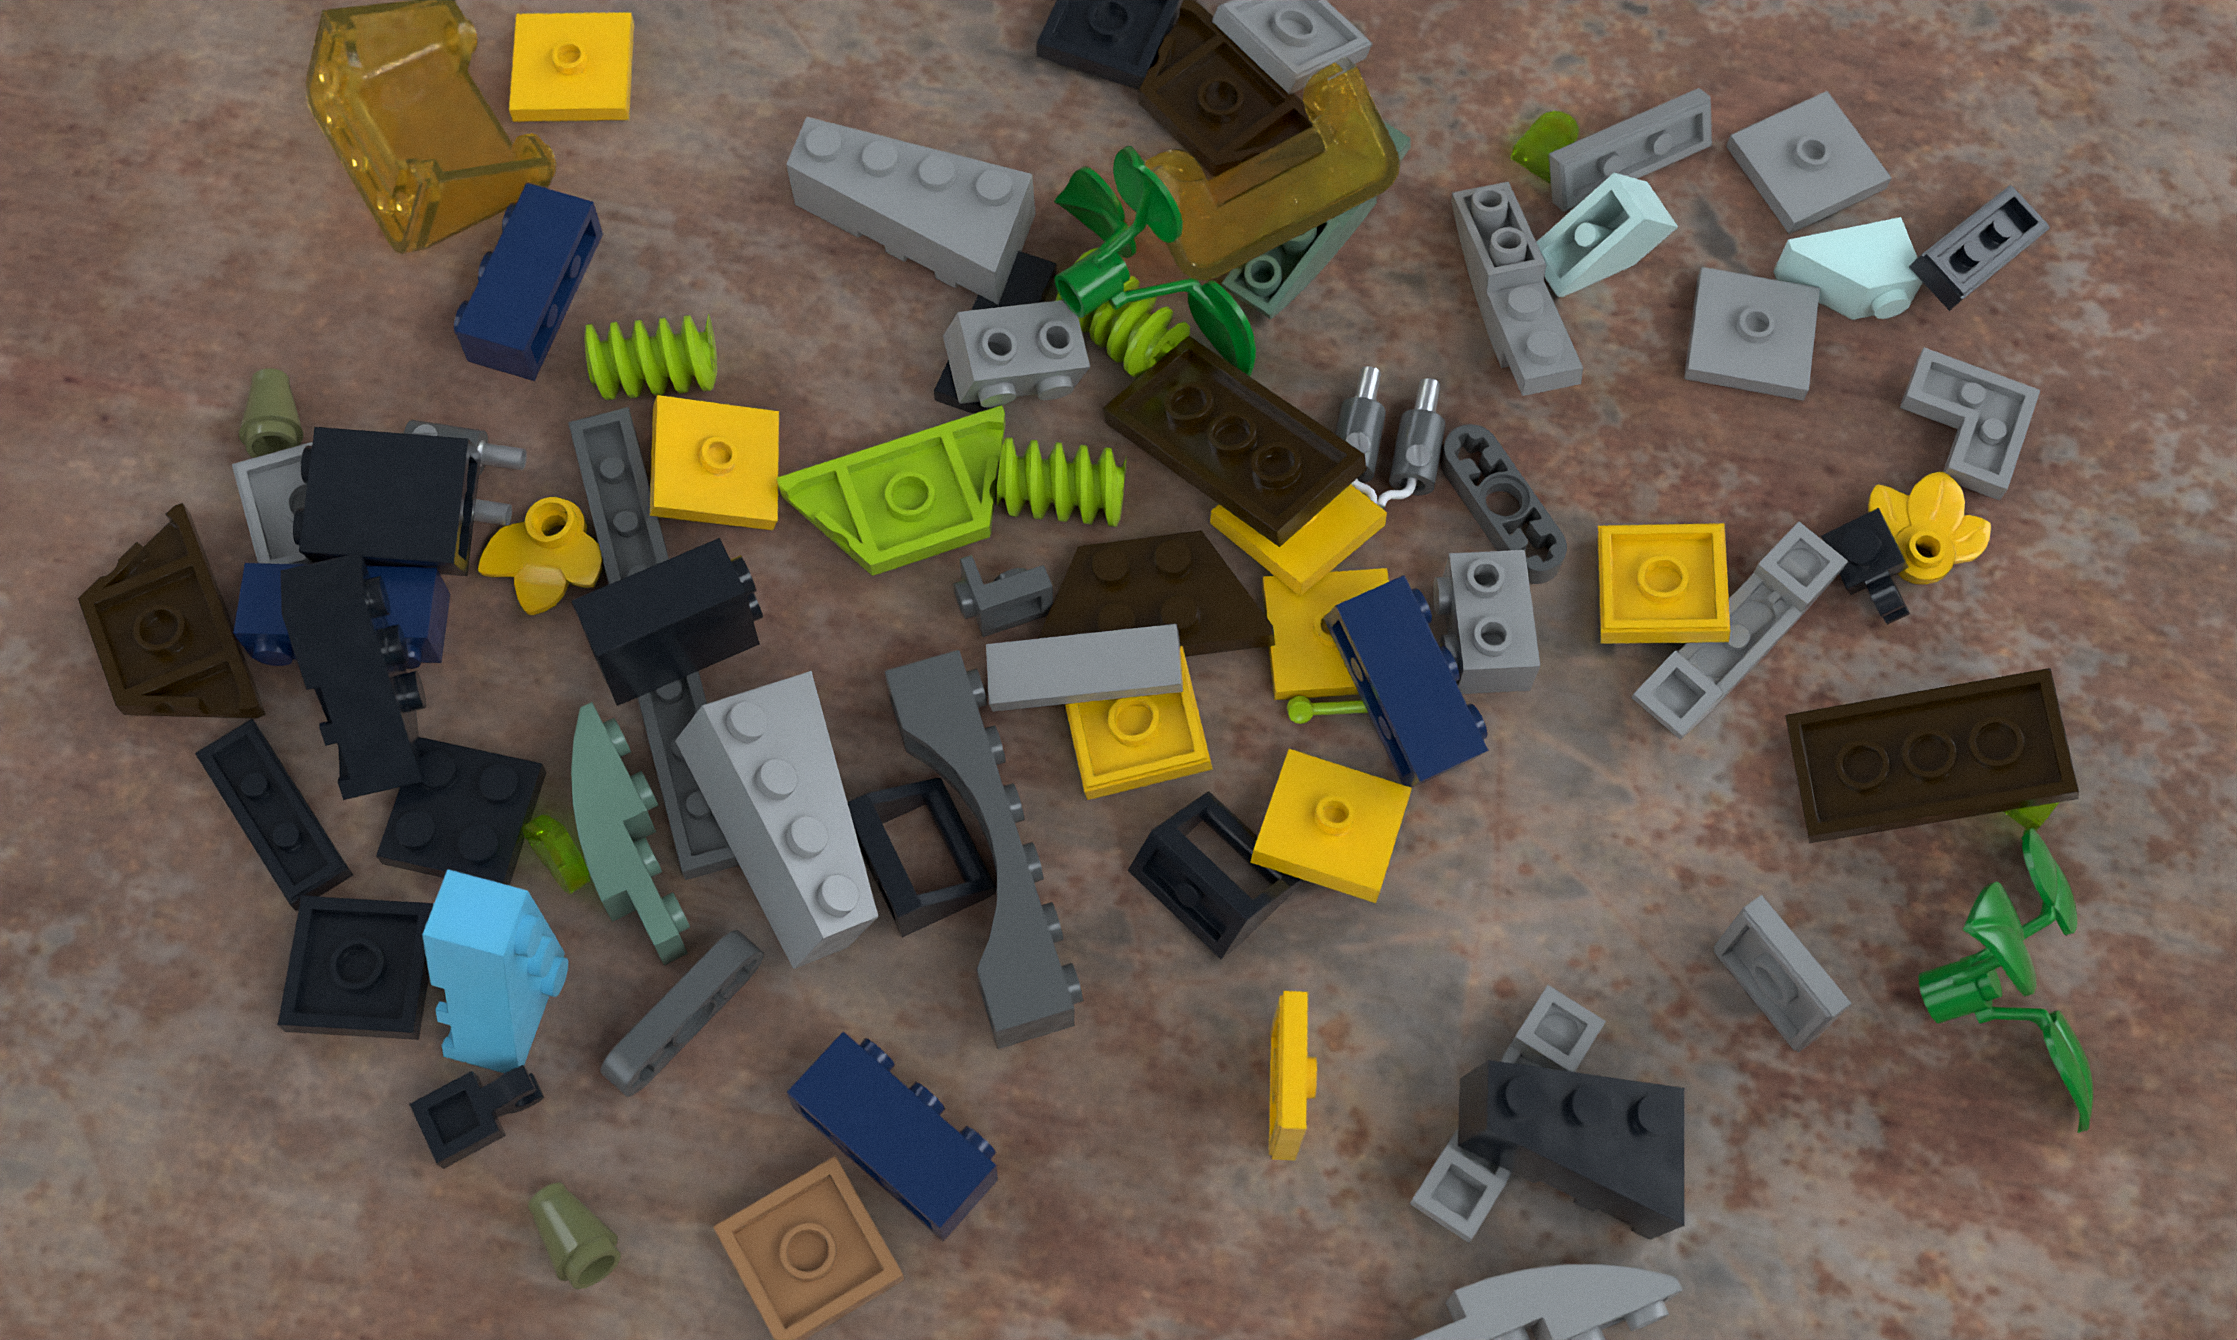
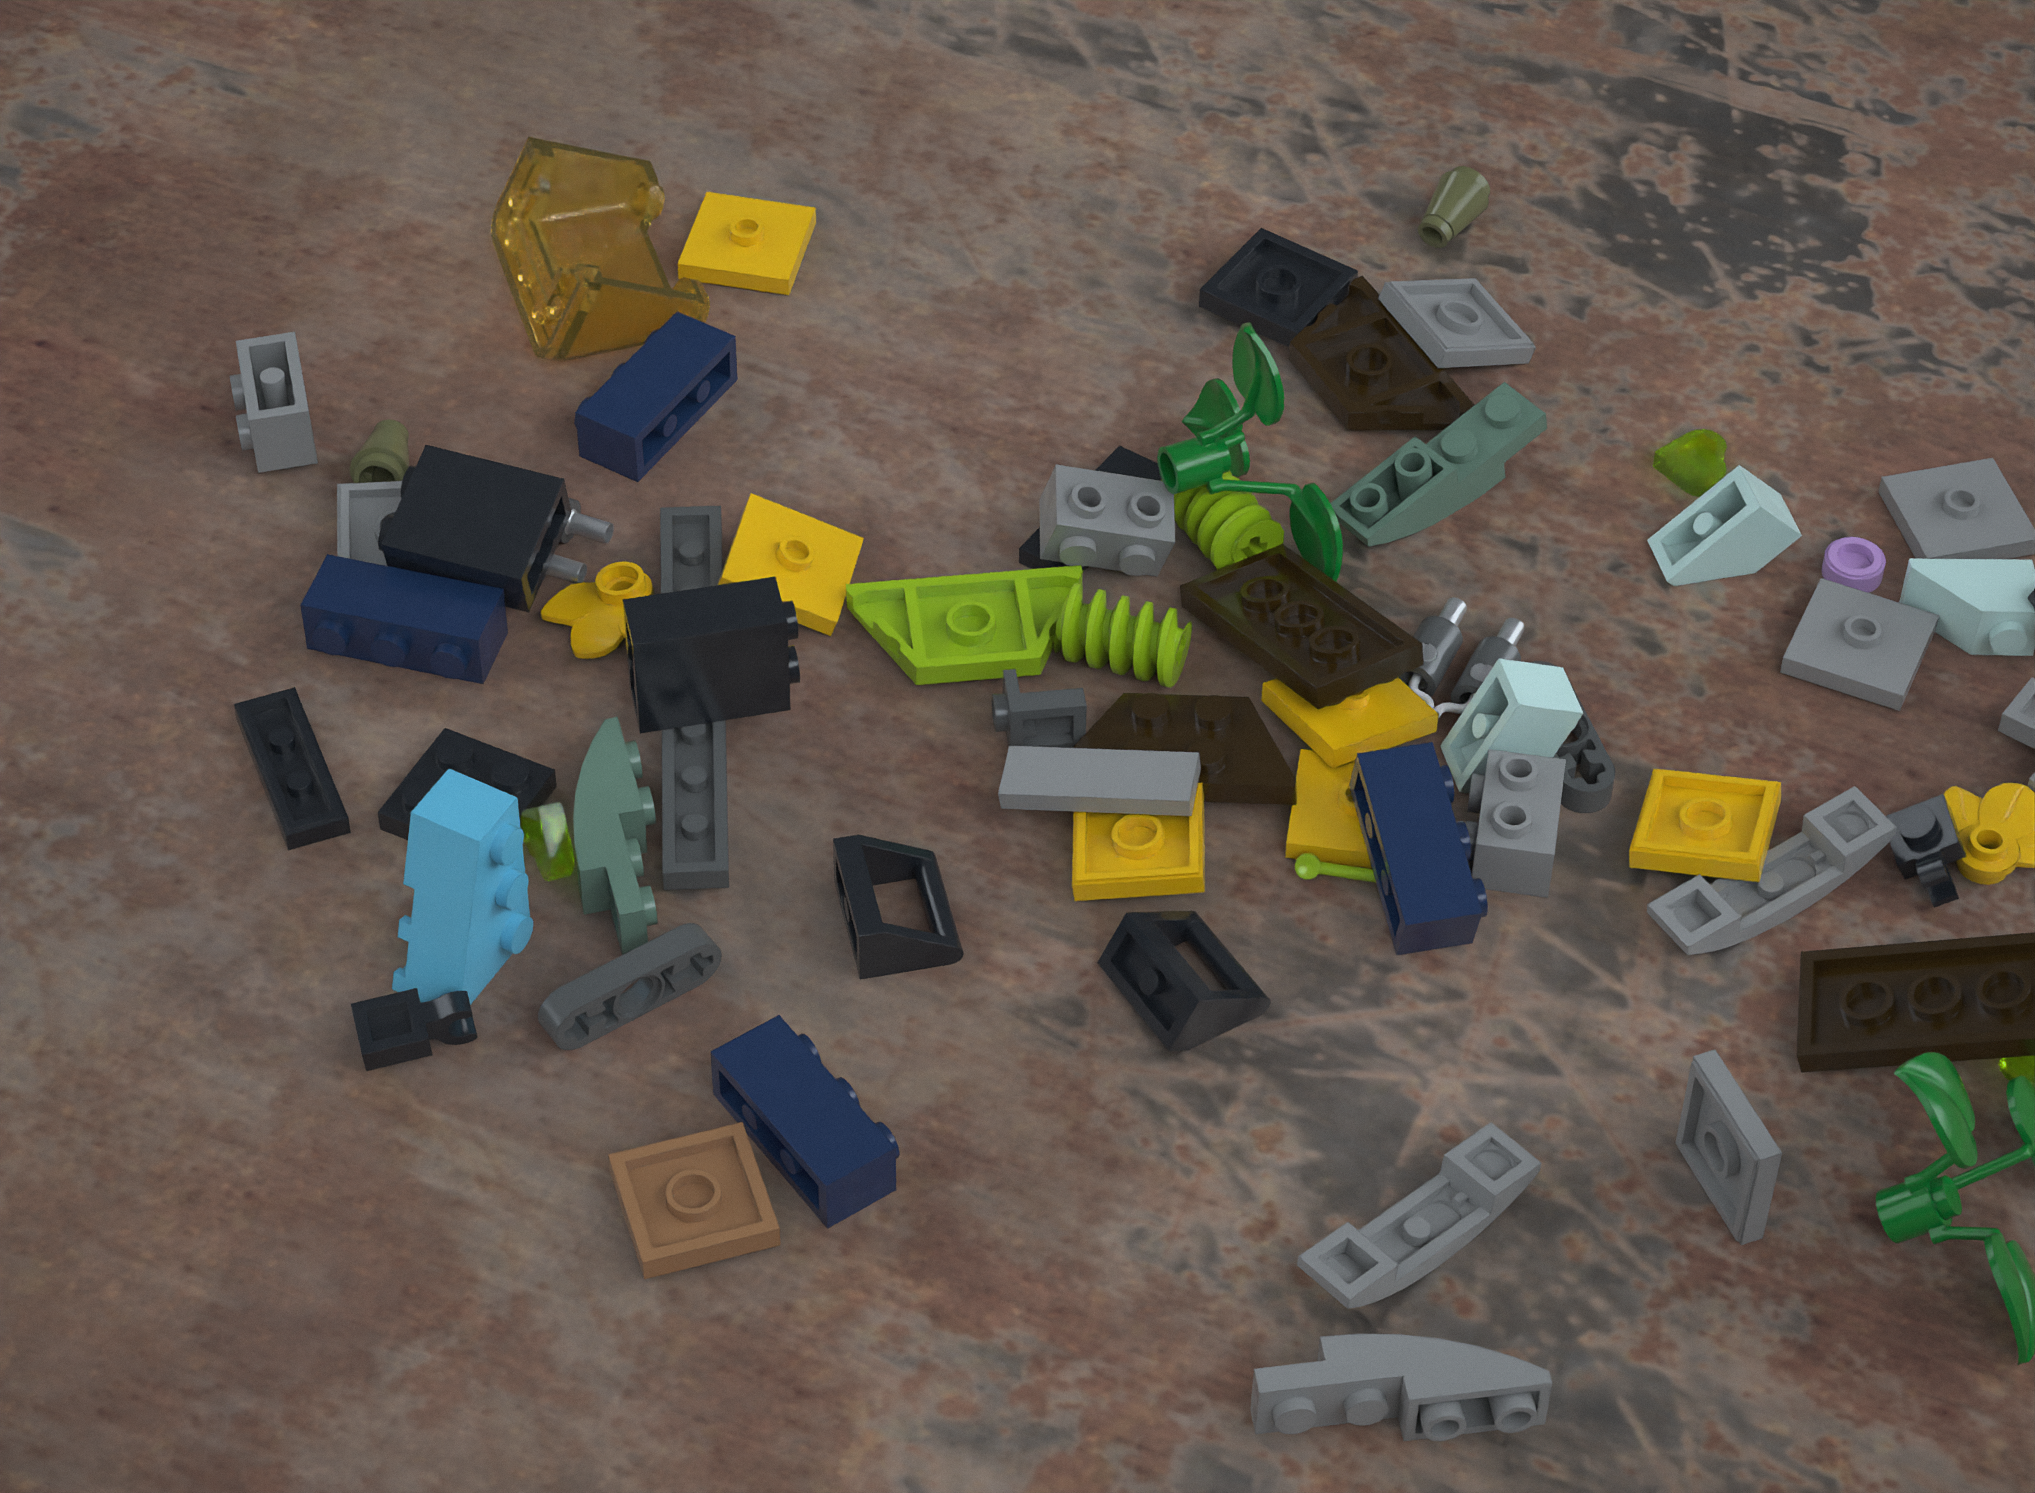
camera: 15 degrees right, 20 degrees down
(141, 377) = (275, 403): none -> light grey brick
(168, 631) = (238, 607): dark brown wing -> none
(357, 671) = (406, 639): black wedge -> none
(357, 968) = (333, 896): black plate -> none
(574, 1238) = (474, 1143): olive cone -> none
(651, 358) = (754, 471): lime piece -> none
(784, 813) = (772, 837): light grey wedge -> none
(916, 201) = (1044, 389): light grey wedge -> none
(1020, 970) = (965, 1004): dark grey arch -> none
(1287, 187) = (1467, 406): clear yellow windscreen -> none
(1291, 1076) = (1204, 1133): yellow plate -> none
(1331, 825) = (1310, 958): yellow plate -> none
(1461, 513) = (1516, 711): none -> light aqua slope
(1511, 290) = (1619, 560): light grey slope -> none
(1584, 1134) = (1485, 1239): black wedge -> none
(1631, 147) = (1789, 464): light grey tile -> none
(1725, 241) = (1854, 563): none -> lavender tile

